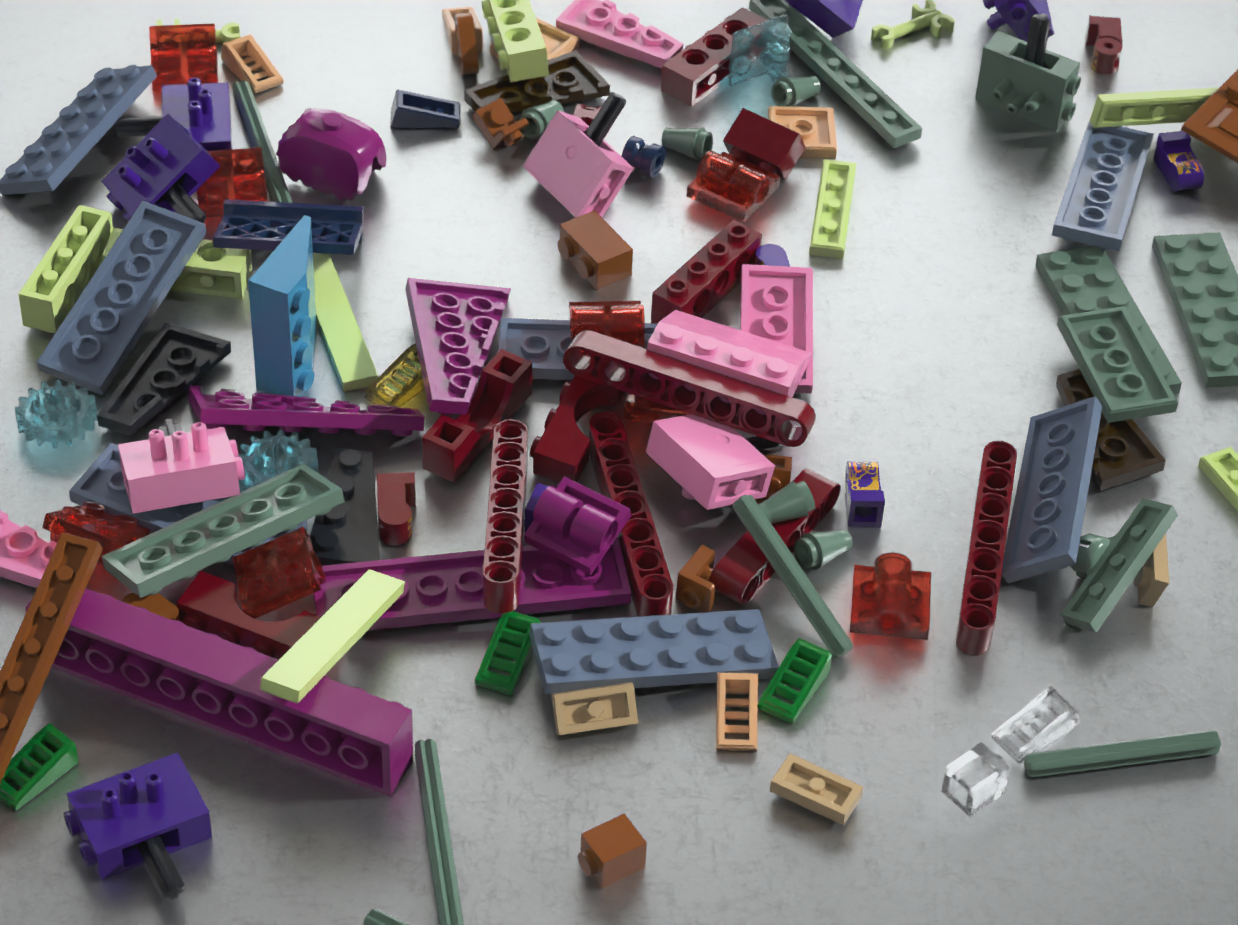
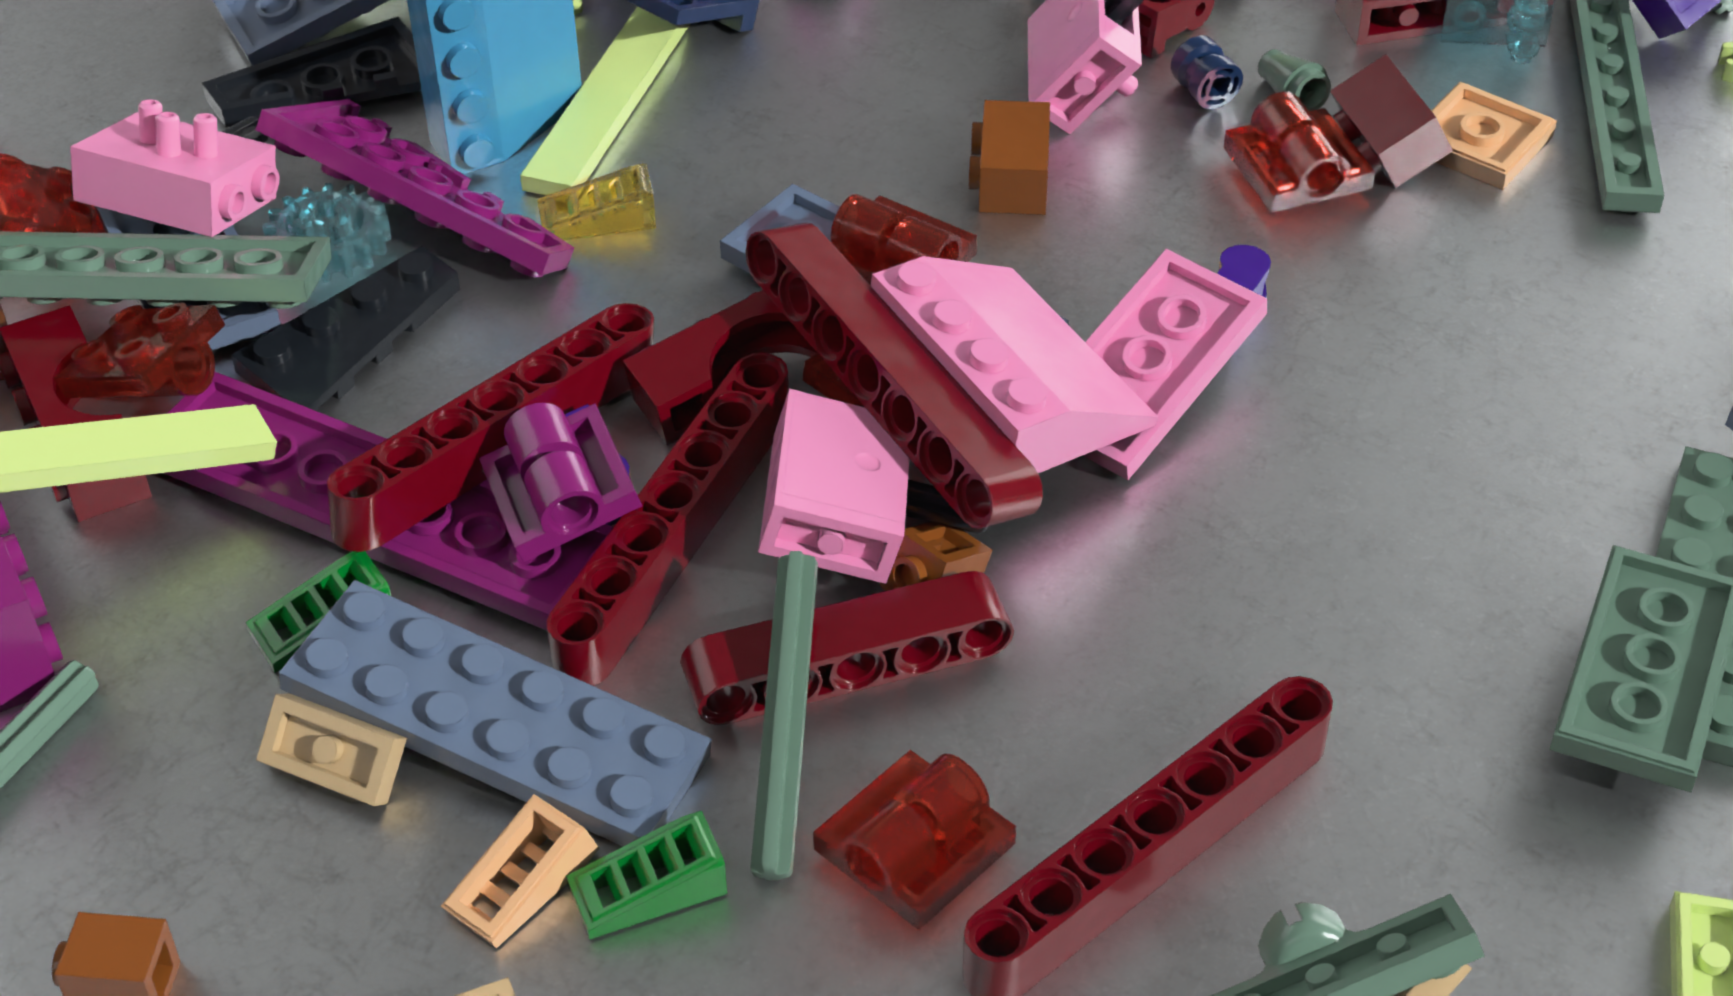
camera: 40 degrees right, 0 degrees up
(56, 414) = (166, 62): clear light blue gear -> none
(395, 498) = (401, 349): dark red leg -> none
(453, 337) = (688, 172): magenta wing -> none
(456, 443) = (683, 272): dark red arch -> none
(693, 581) = (658, 644): dark orange bracket -> none
(708, 274) = (1104, 255): dark red brick -> none
(789, 503) = (873, 602): sand green cone -> none
(794, 90) = (1520, 76): sand green cone -> none
(820, 548) = (899, 701): sand green cone -> none
(832, 209) = (1422, 251): yellowish green tile -> none
(863, 489) = (1044, 653): dark purple leg -> none
(1052, 491) = (1337, 807): sand blue plate -> none
(1121, 446) = (1525, 799): dark brown wing -> none

